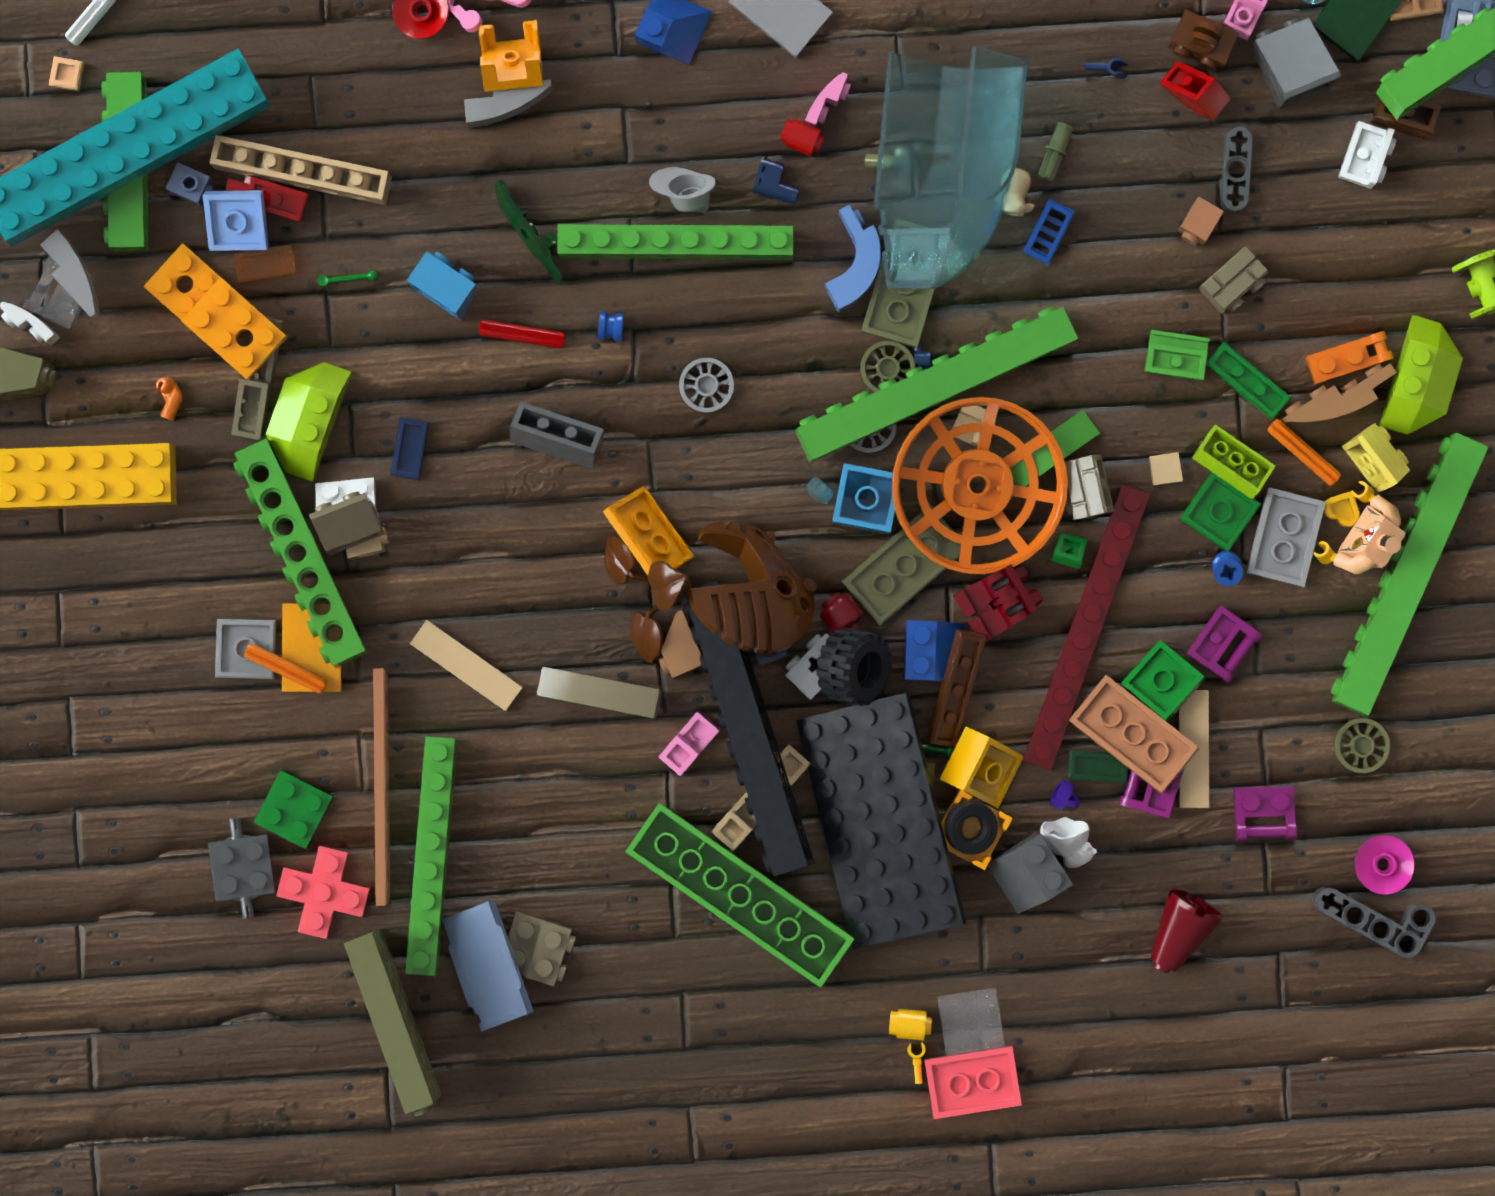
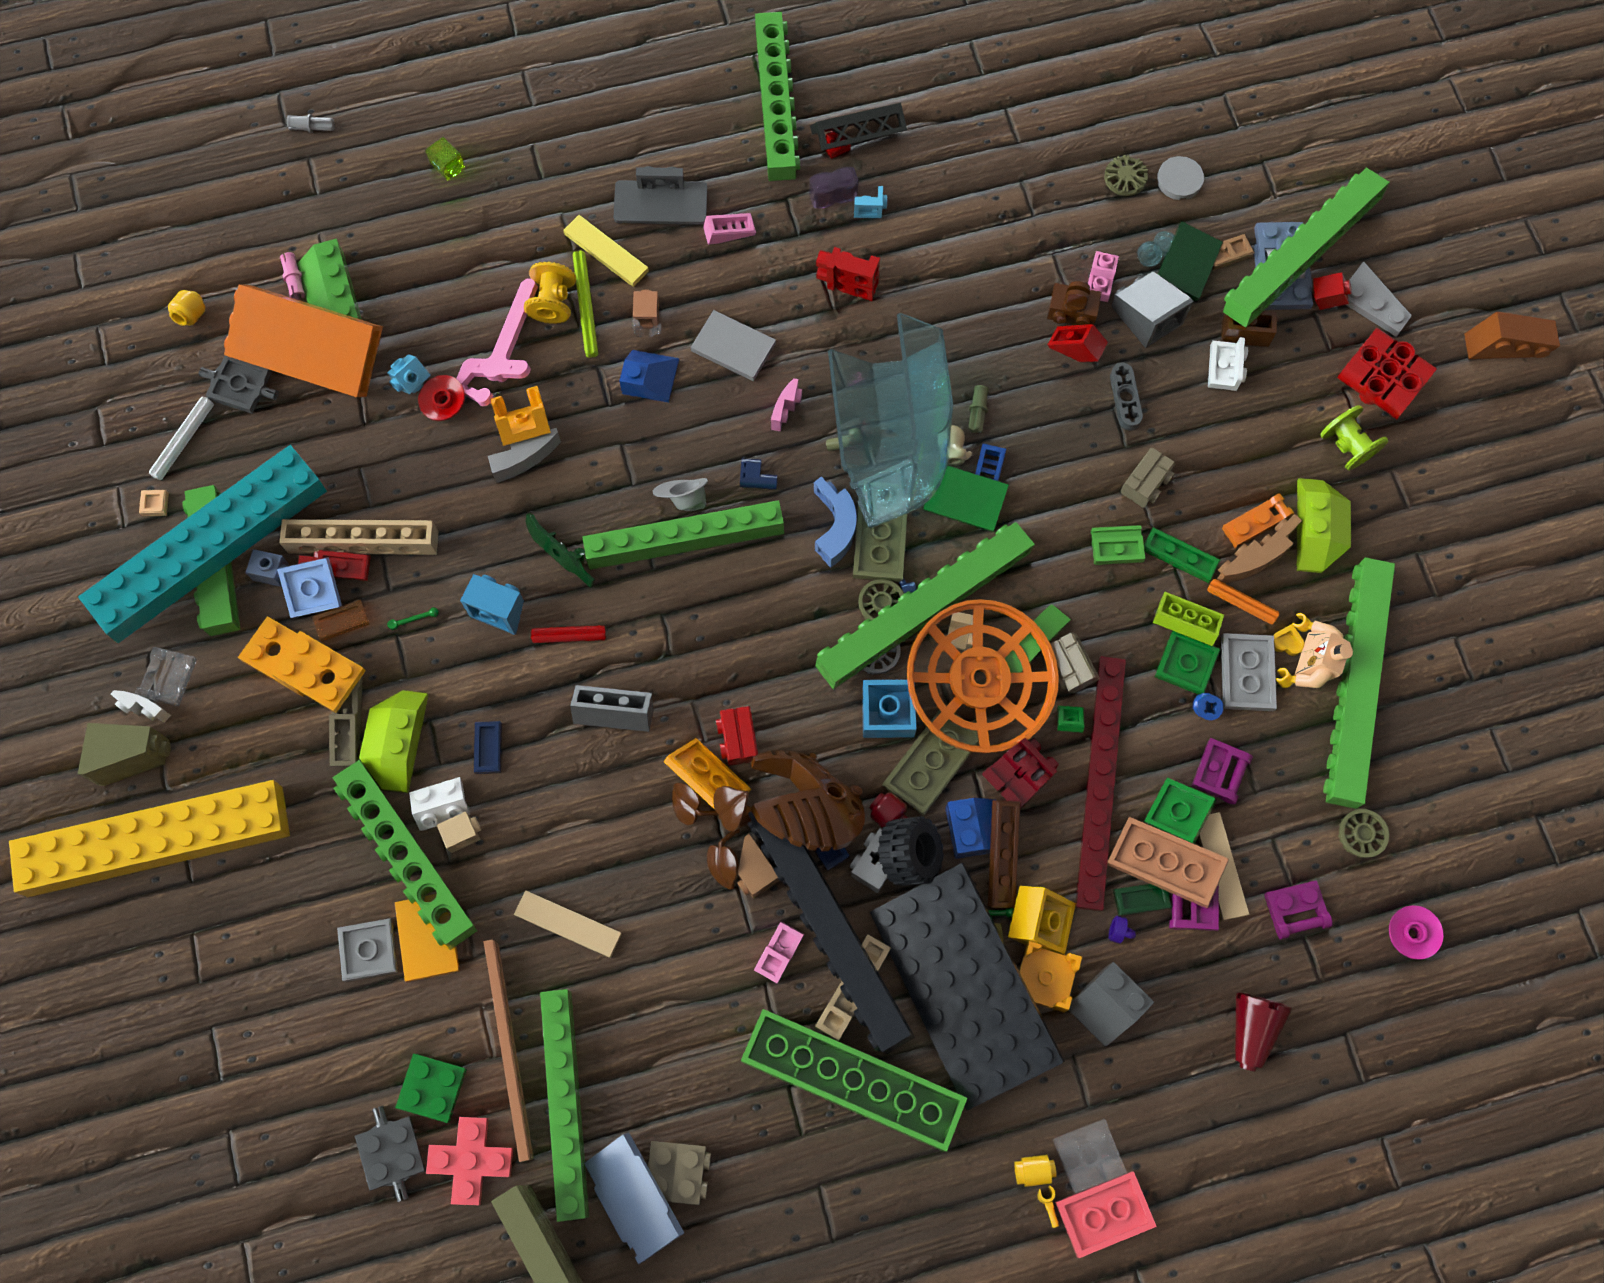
camera: 15 degrees left, 15 degrees down
(72, 273) = (172, 654): light grey slope -> none
(172, 397) = (273, 743): orange arm -> none
(285, 668) = (404, 958): orange axle -> none
(346, 522) = (438, 814): dark tan slope -> none
(599, 692) = (690, 923): dark tan slope -> none
(611, 326) = (642, 612): blue wheel -> none
(692, 494) = (738, 735): none -> red brick
(706, 385) = (732, 645): light grey wheel -> none
(802, 137) = (771, 435): red brick -> none
(819, 491) = (847, 711): clear light blue tile -> none
(983, 839) = (1062, 973): black tyre -> none
(1018, 264) = (968, 499): none -> green tile
(1068, 840) = (1139, 967): white hair -> none
(1110, 67) = (1008, 338): dark blue hand -> none
(1165, 469) = (1132, 637): tan tile -> none
(1199, 222) = (1108, 438): nougat brick -> none
(1369, 918) = (1417, 982): dark grey beam -> none
(1377, 458) = (1304, 592): light yellow slope -> none

